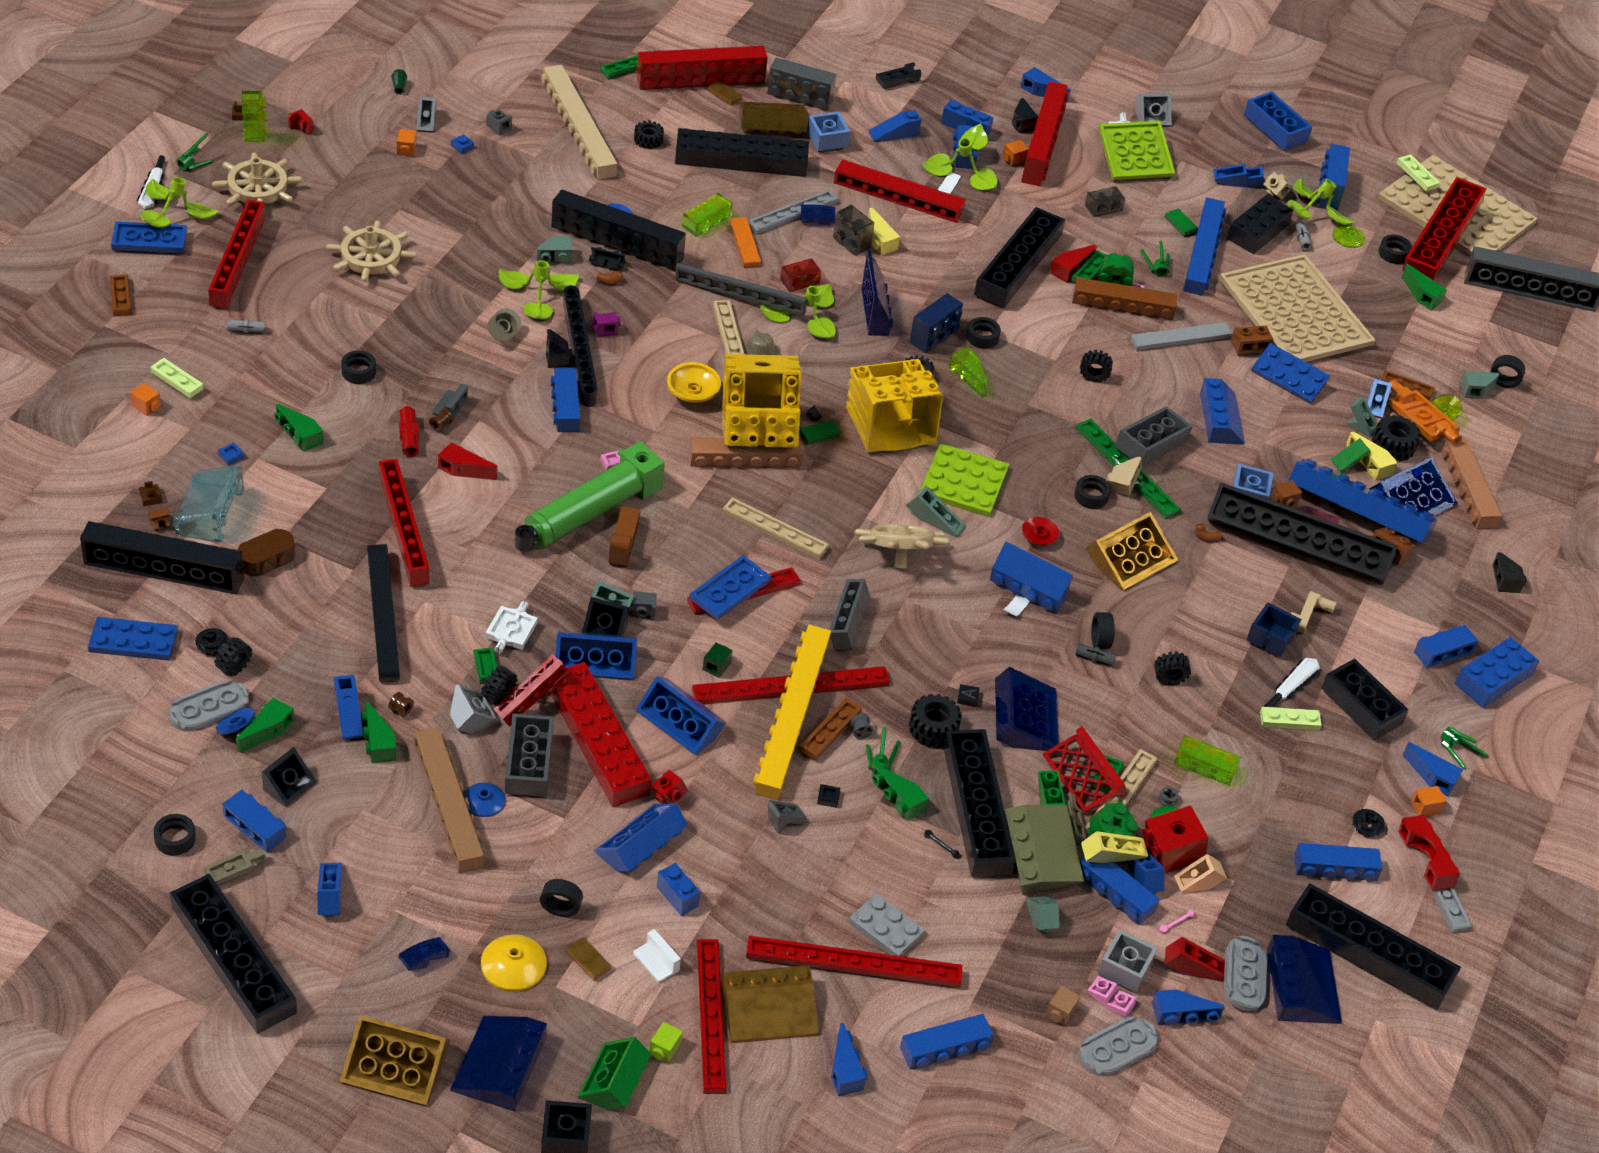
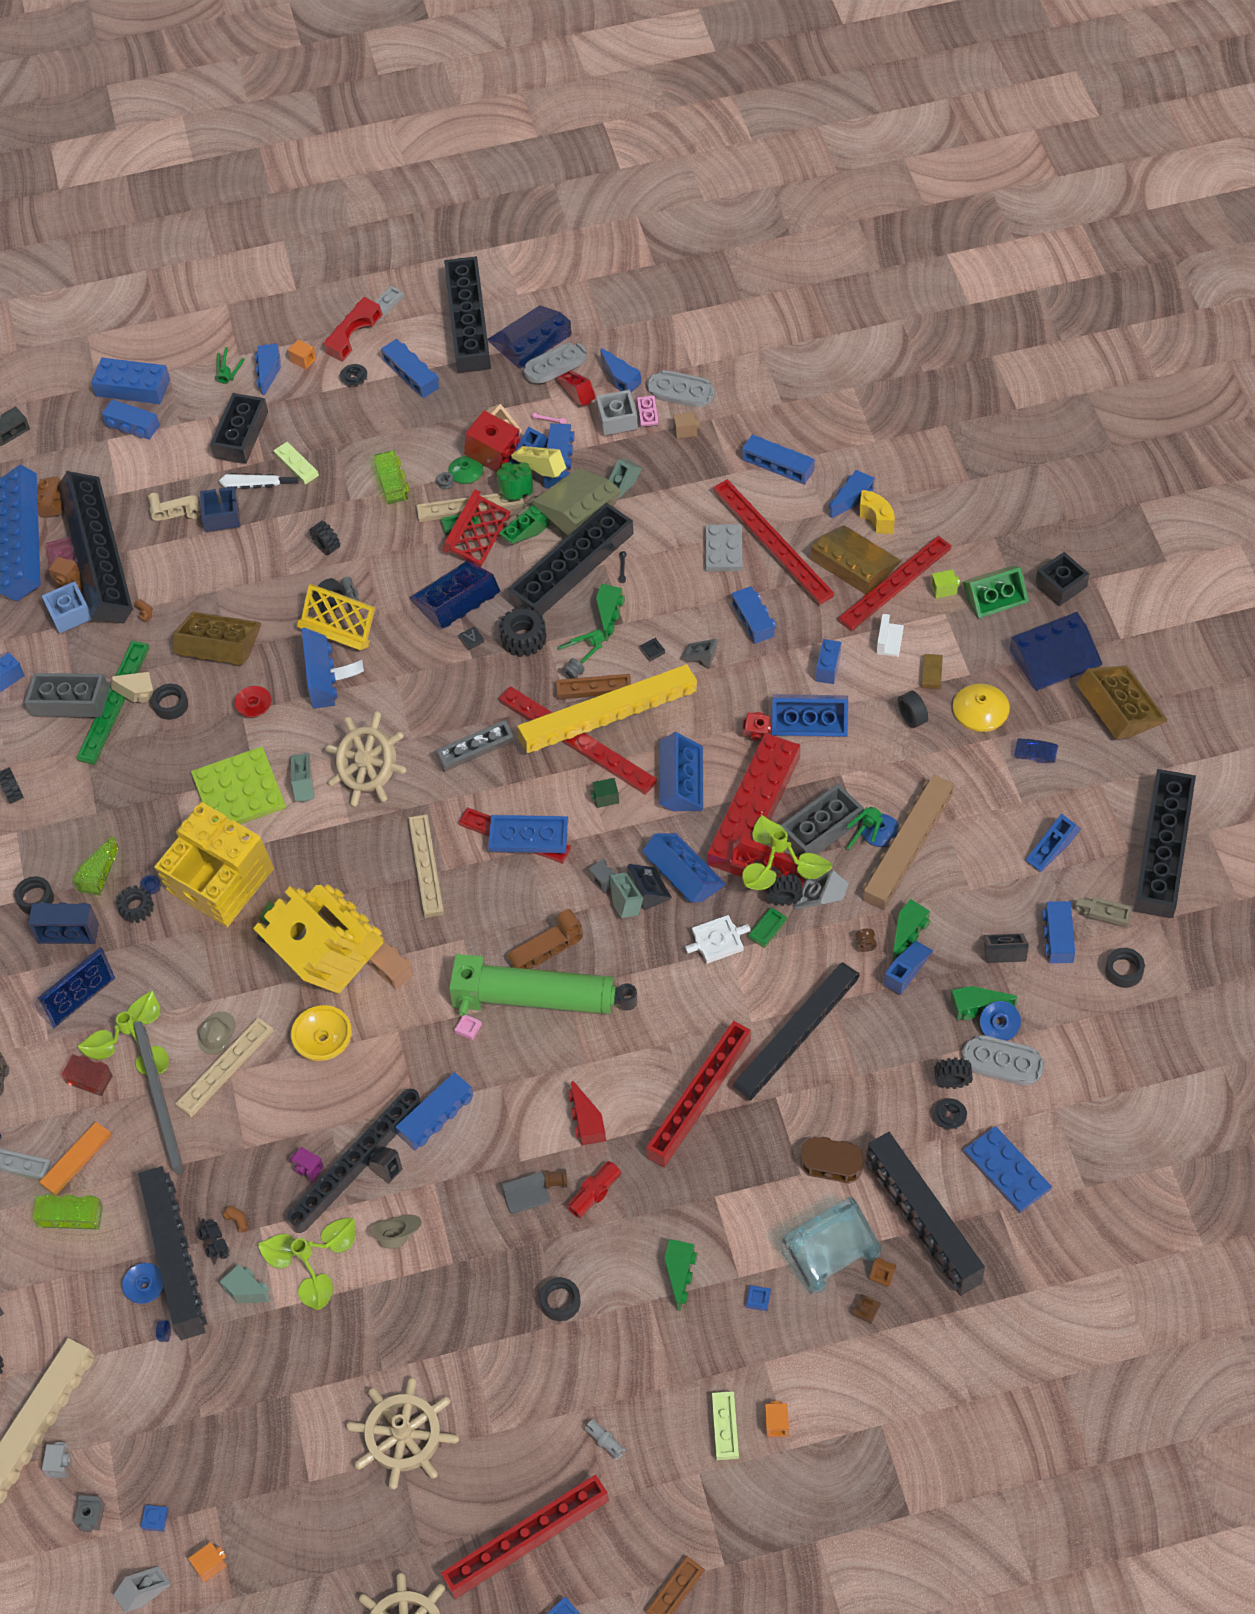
camera: 120 degrees left, 10 degrees up
(495, 783) = (871, 817): none -> green plant
(524, 662) = (768, 832): none -> lime plant
(547, 126) = (56, 1461): none -> light grey brick
(786, 881) = (753, 614): none -> blue brick
(801, 1061) = (877, 511): none -> yellow brick
(1065, 615) = (336, 632): none -> yellow fence

